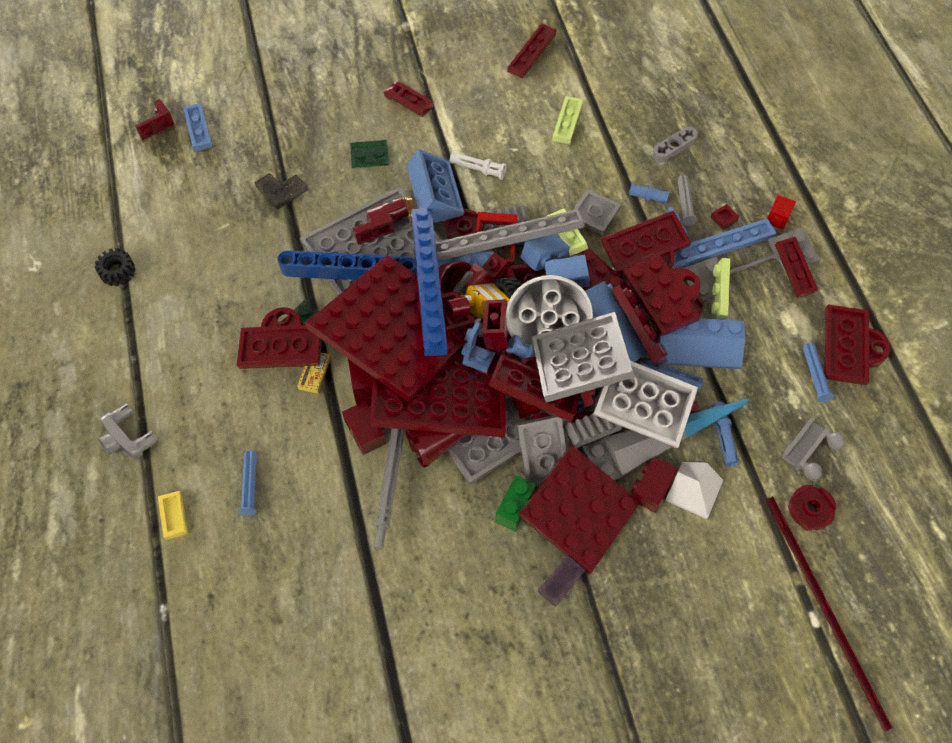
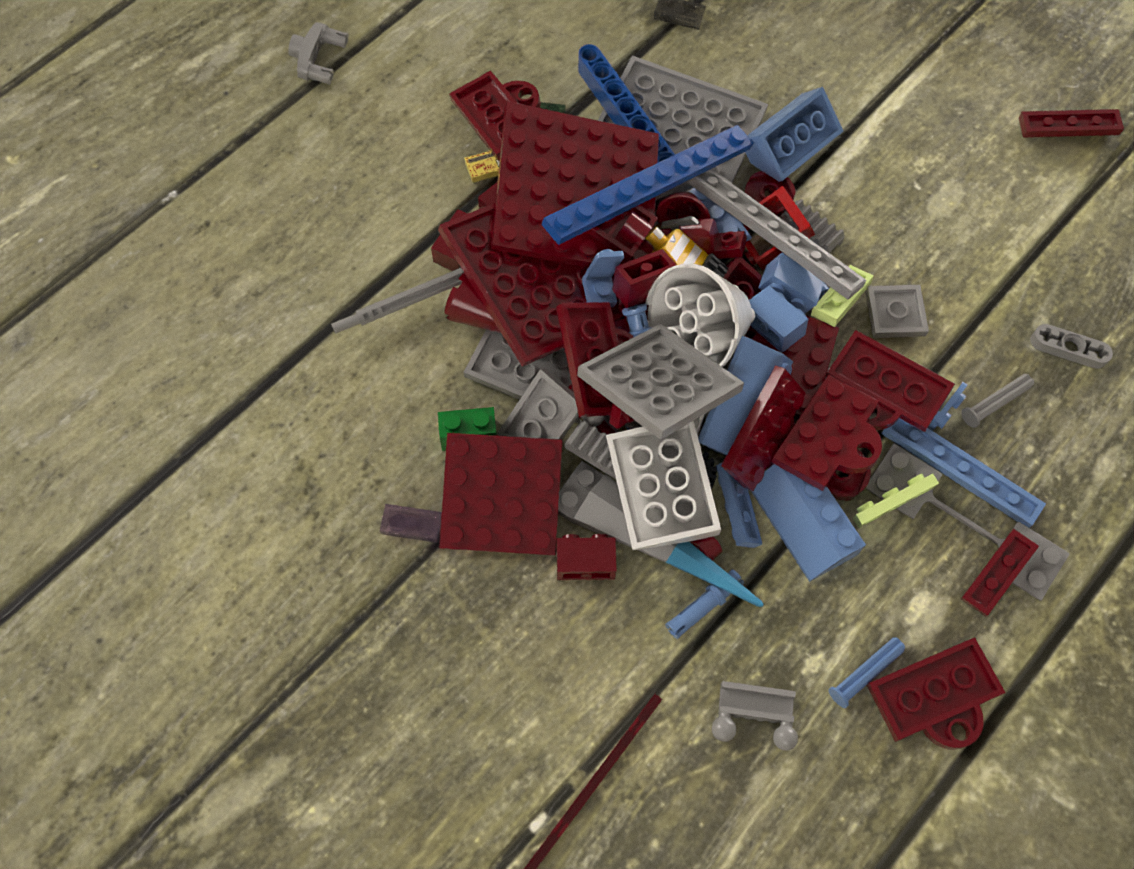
camera: 55 degrees right, 5 degrees up
(172, 515) = (264, 143): light yellow tile -> none
(248, 484) = (334, 182): medium blue axle -> none
(369, 154) = (790, 55): clear green plate -> none
(381, 219) = (709, 108): dark red plate -> none
(409, 98) = (893, 47): dark red plate -> none
(488, 165) = (865, 169): white pin -> none
(567, 120) = (1003, 213): yellowish green plate -> none
(648, 193) = (972, 353): medium blue pin -> none
(695, 488) = (612, 606): white slope -> none
(724, 217) = (1009, 455): dark red plate -> none
(780, 211) = (1070, 515): red brick -> none
(808, 519) = (659, 757): dark red plate -> none

